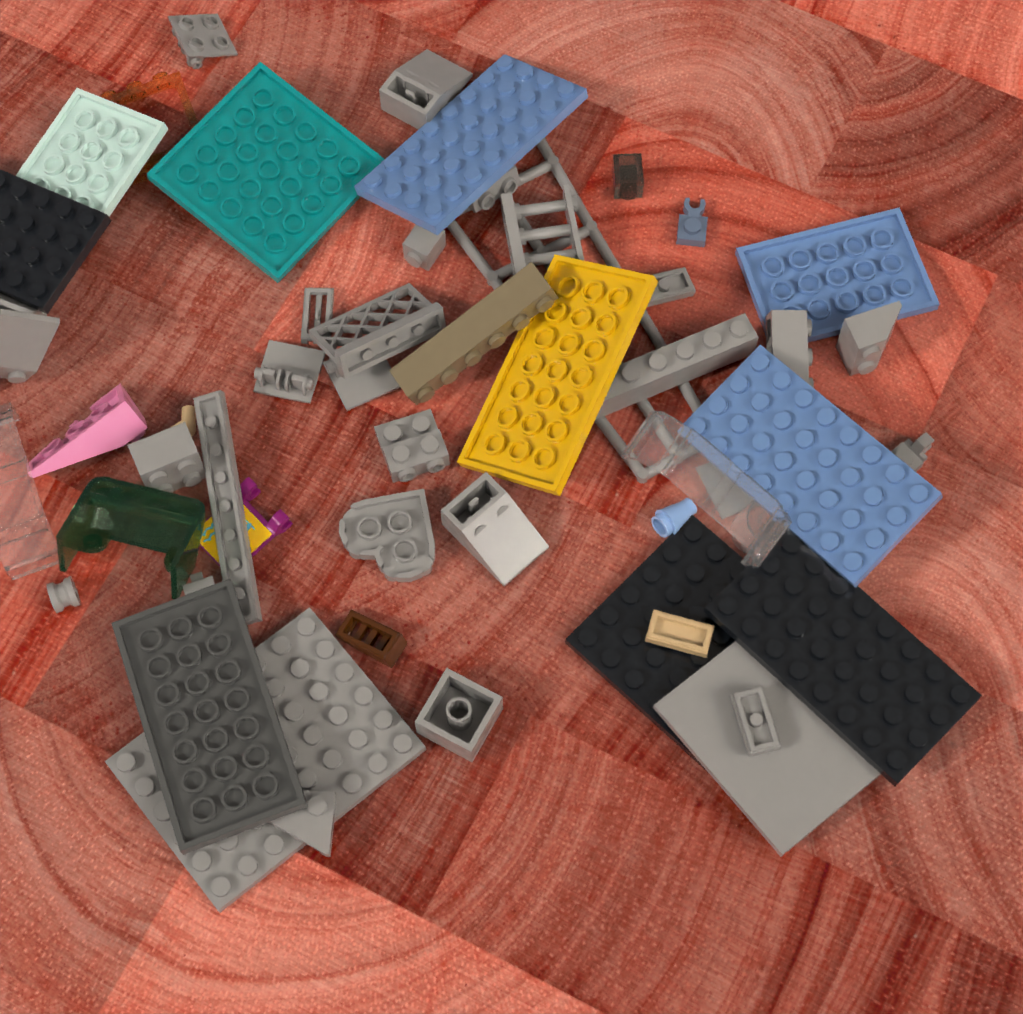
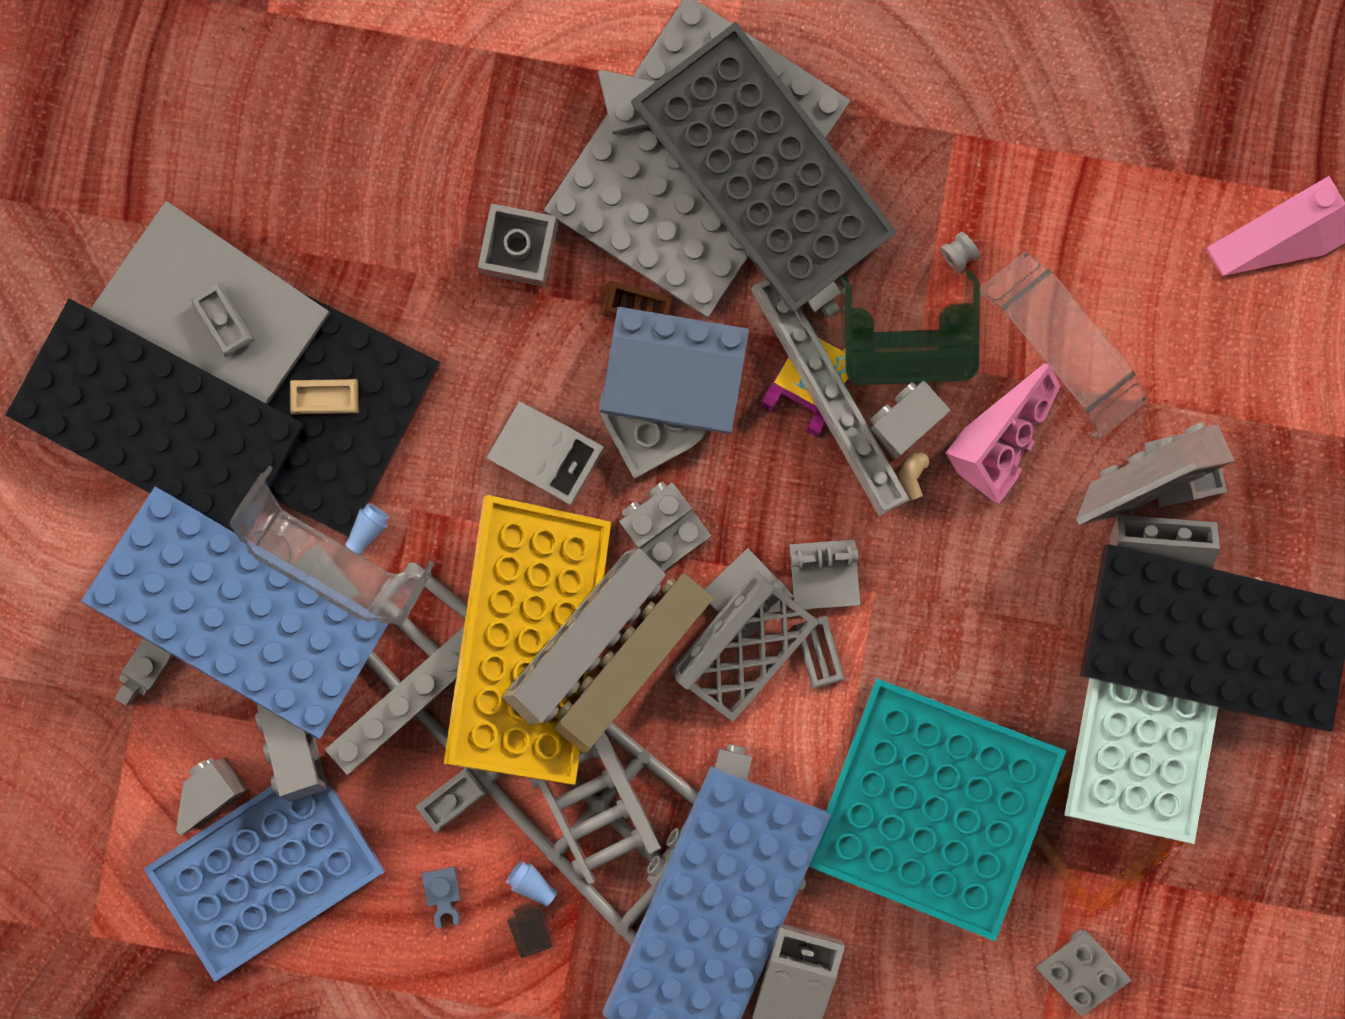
camera: 160 degrees right, 20 degrees up
(356, 561) = (674, 370): none -> sand blue slope
(508, 362) = (584, 636): none -> light grey brick
(619, 212) = (531, 884): none -> light blue cone

